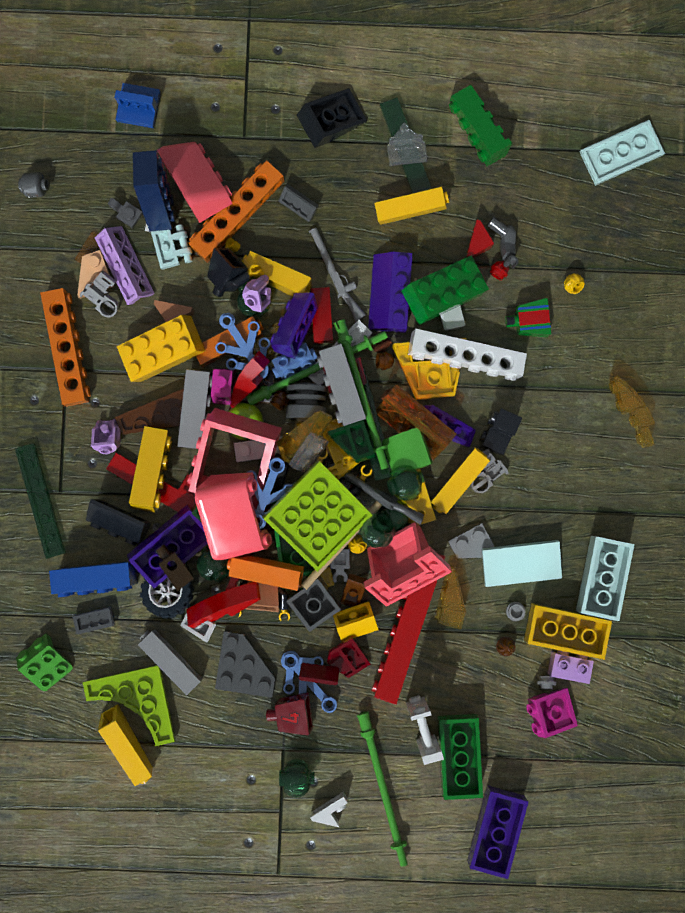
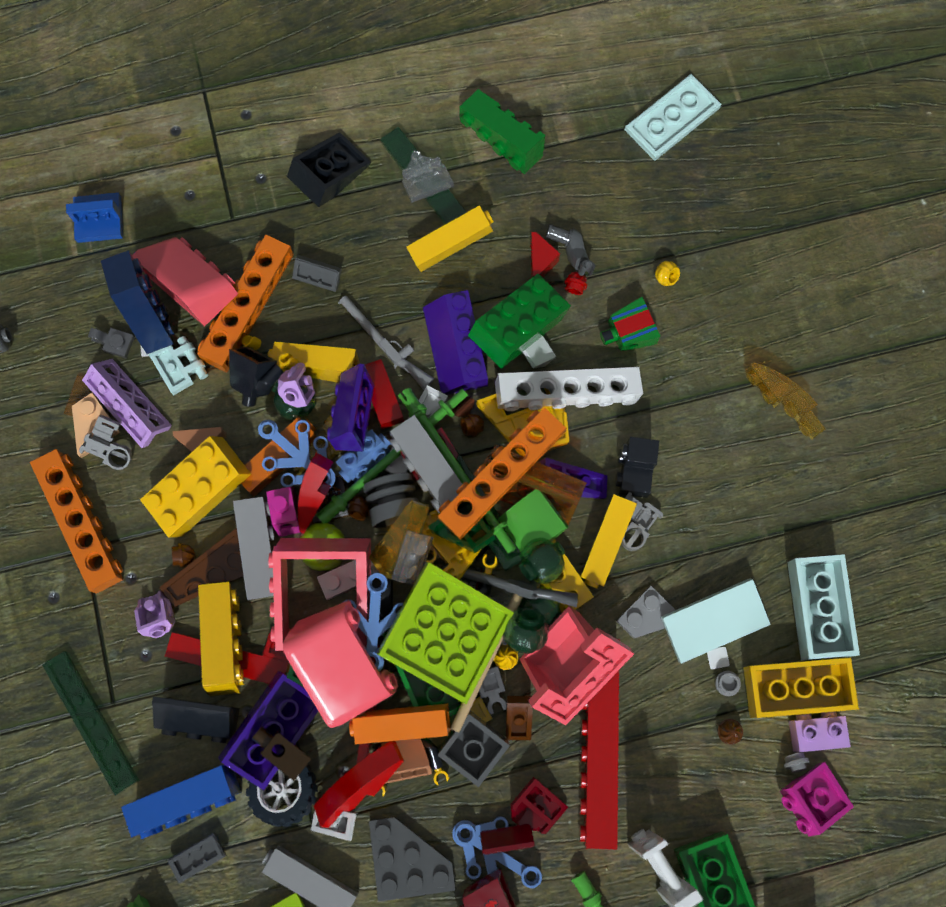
camera: 15 degrees left, 10 degrees down
(138, 397) = (182, 555): none -> reddish brown plate
(210, 568) = (331, 742): clear green plant -> none
(355, 621) = (533, 756): yellow brick -> none
(441, 389) = (540, 421): none -> orange brick
(452, 607) = (648, 700): clear yellow slope -> none
(515, 591) = (718, 658): none -> white sticker

